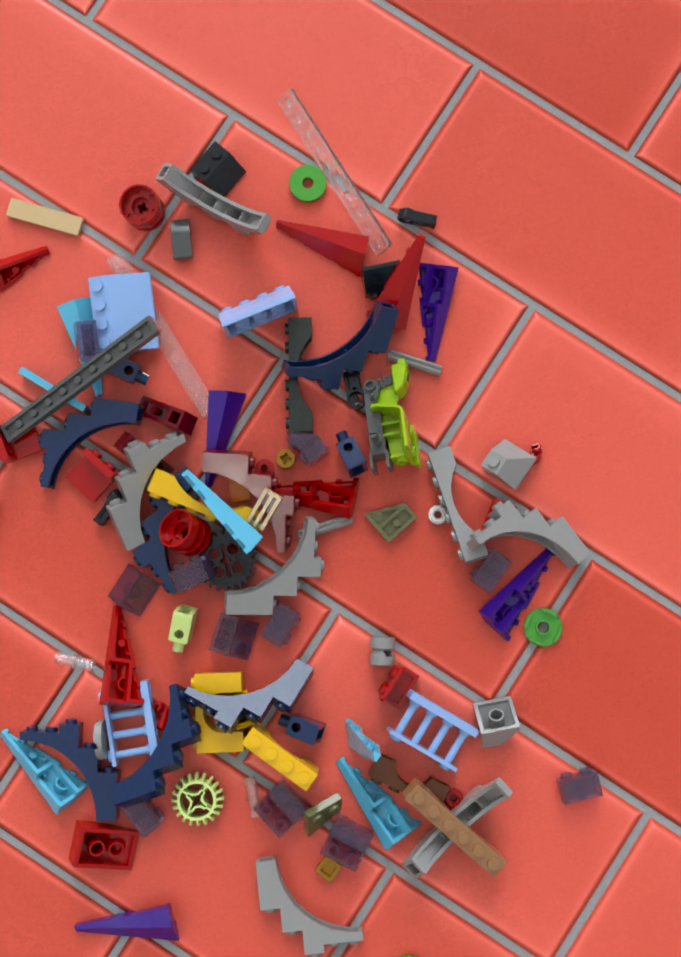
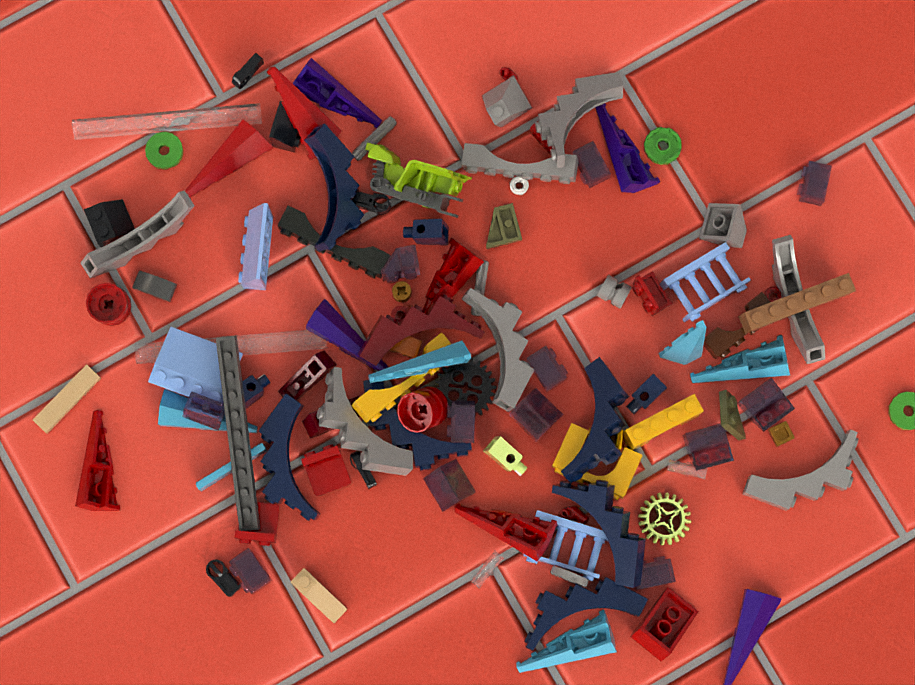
camera: 65 degrees left, 5 degrees down
(256, 522) = (446, 341): tan tile -> none

